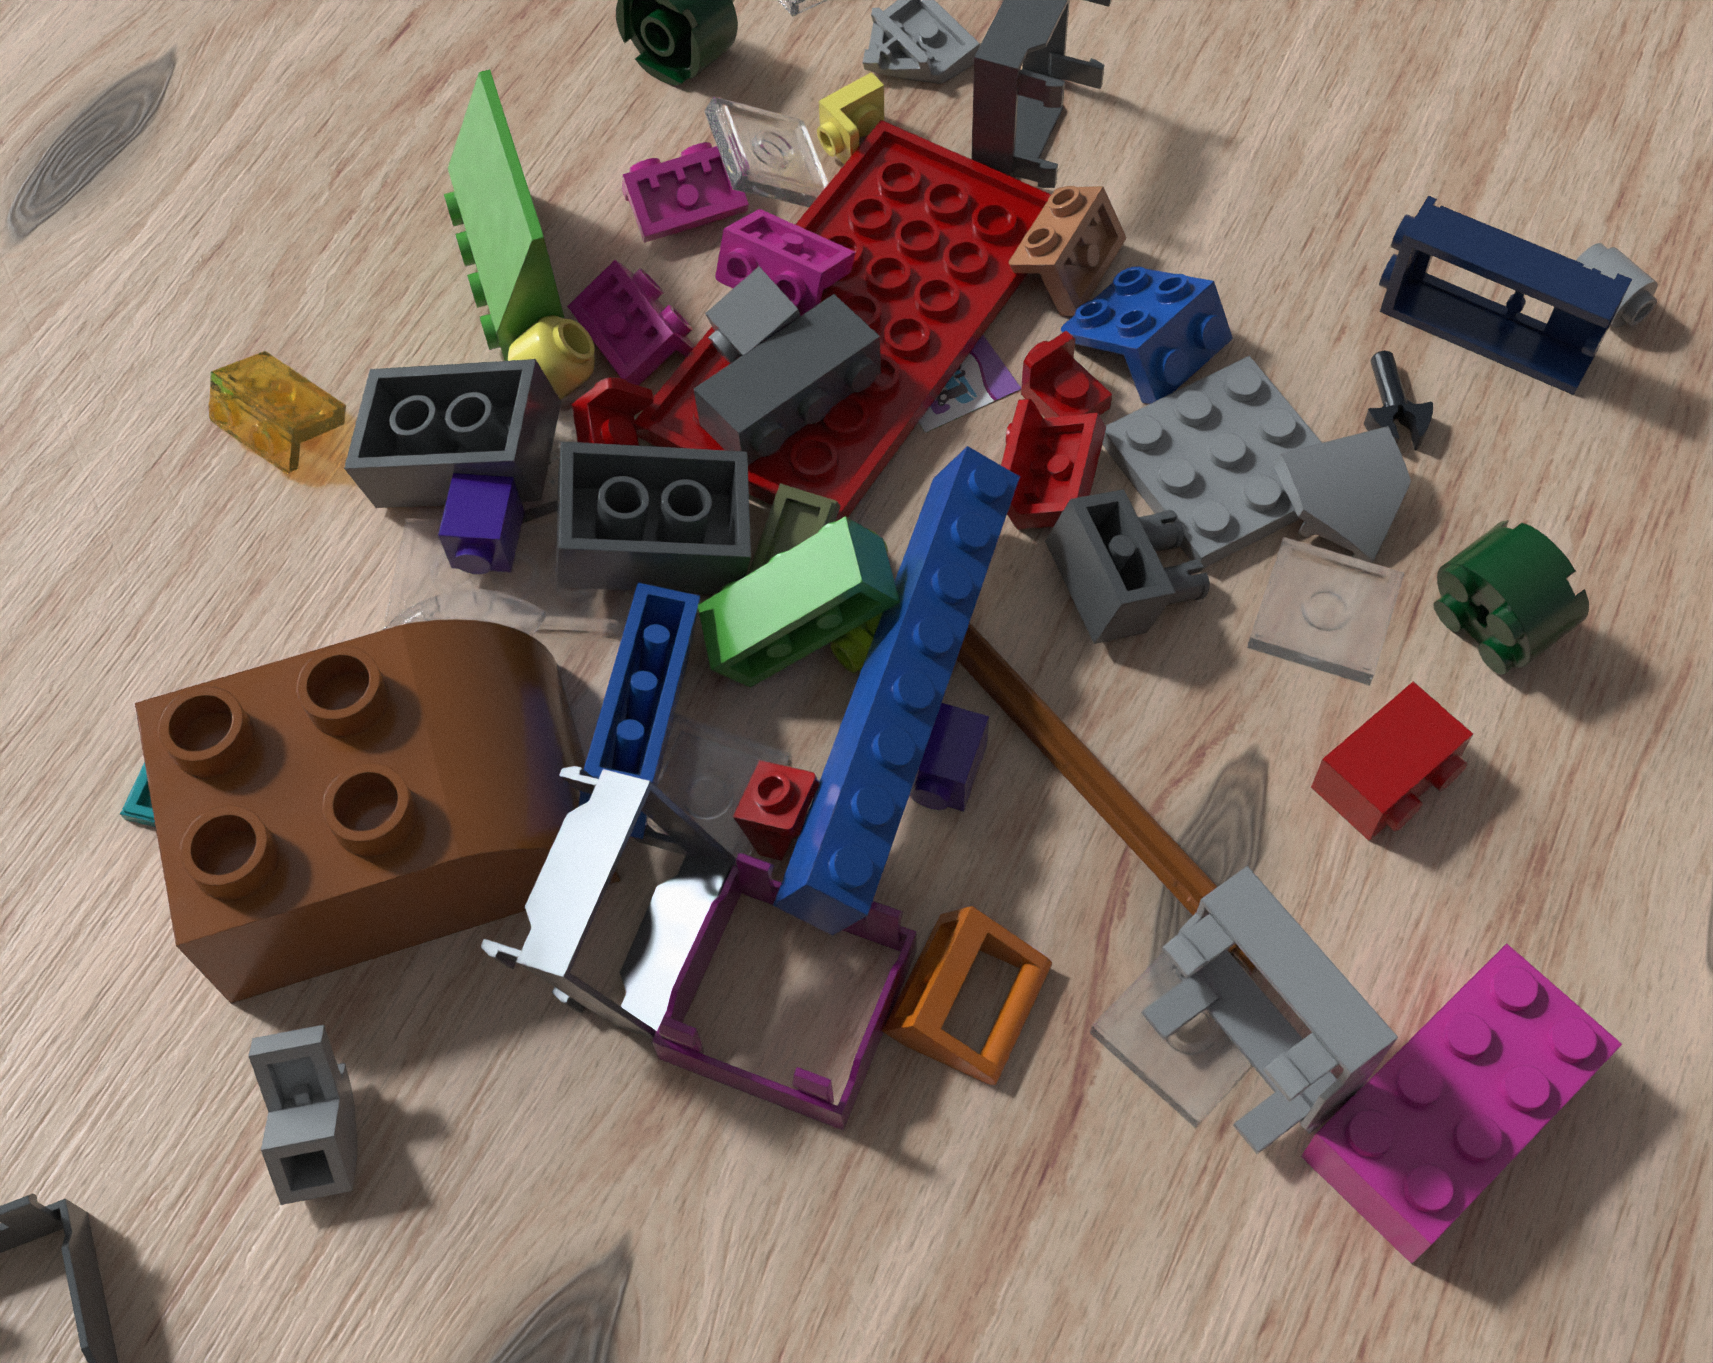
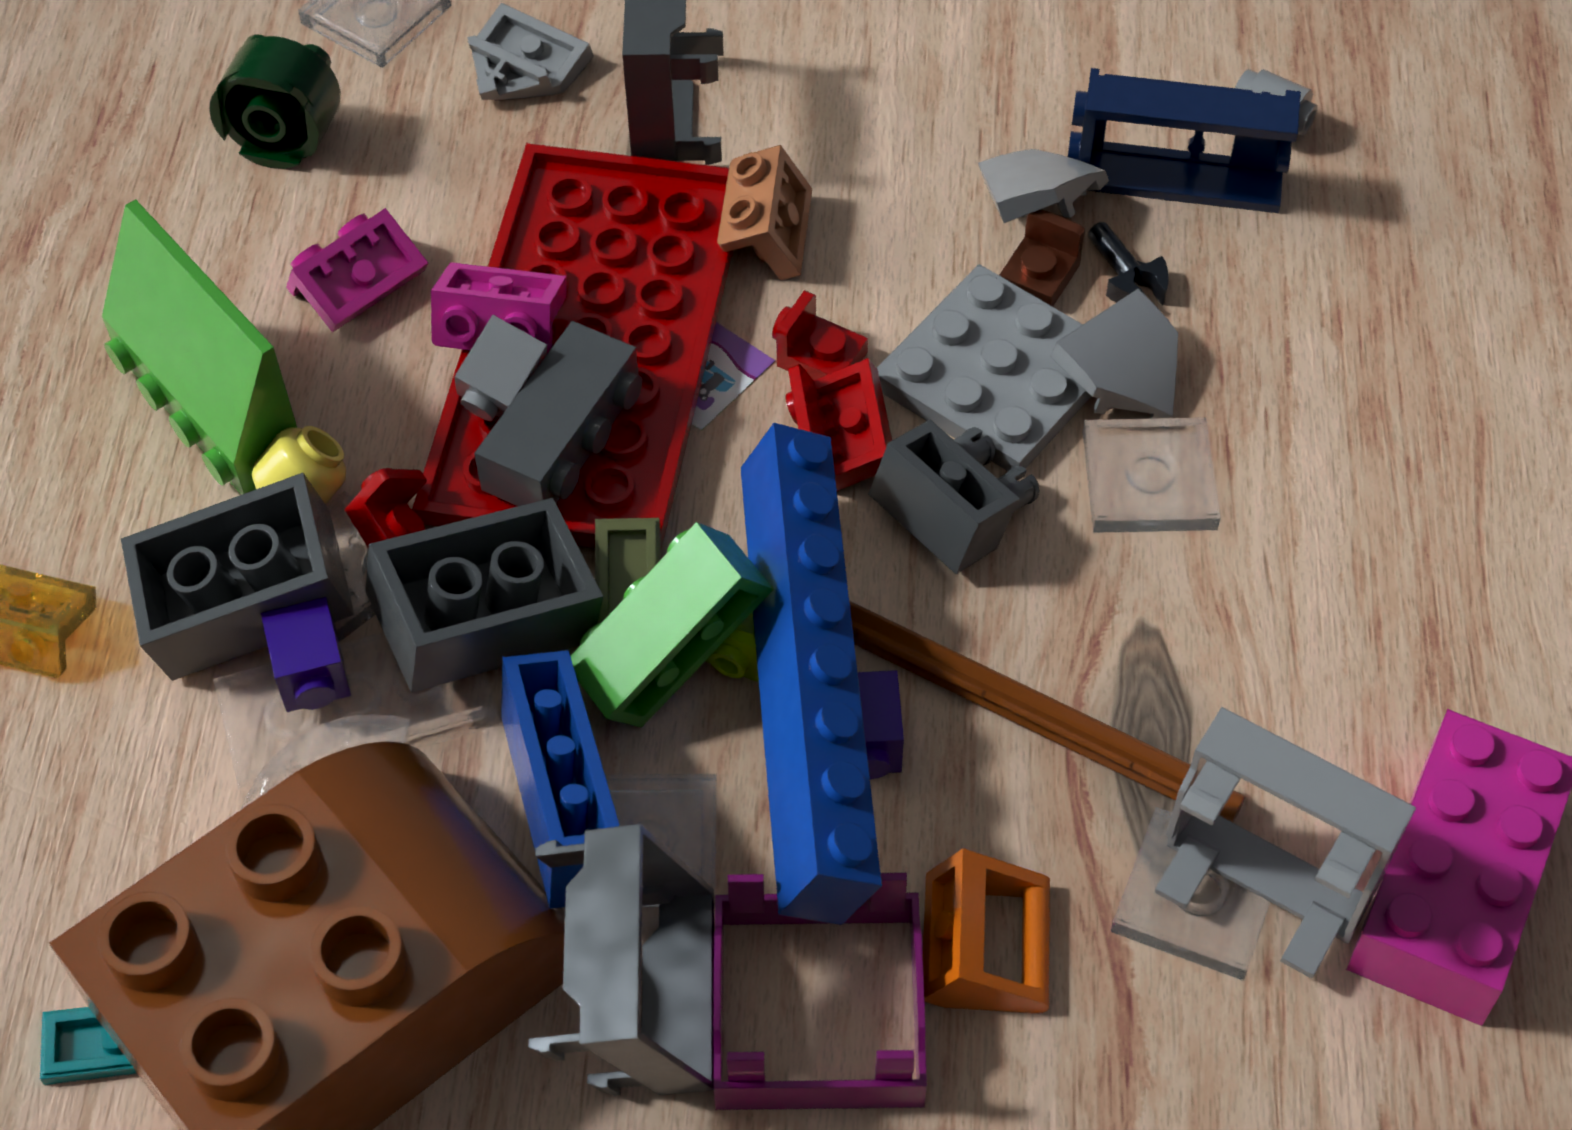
camera: 25 degrees left, 5 degrees down
(630, 322) = (360, 414): dark pink bracket -> none
(766, 152) = (427, 206): clear tile -> none
(775, 807) = (733, 823): red bracket -> none
(850, 115) = (492, 150): light yellow bracket -> none
(1159, 323) = (879, 254): blue bracket -> none
(1317, 369) = (1046, 256): none -> copper bracket
(1339, 290) = (1036, 179): none -> light grey slope
(1393, 761) = (1272, 589): red brick -> none
(1510, 595) = (1311, 405): dark green brick -> none

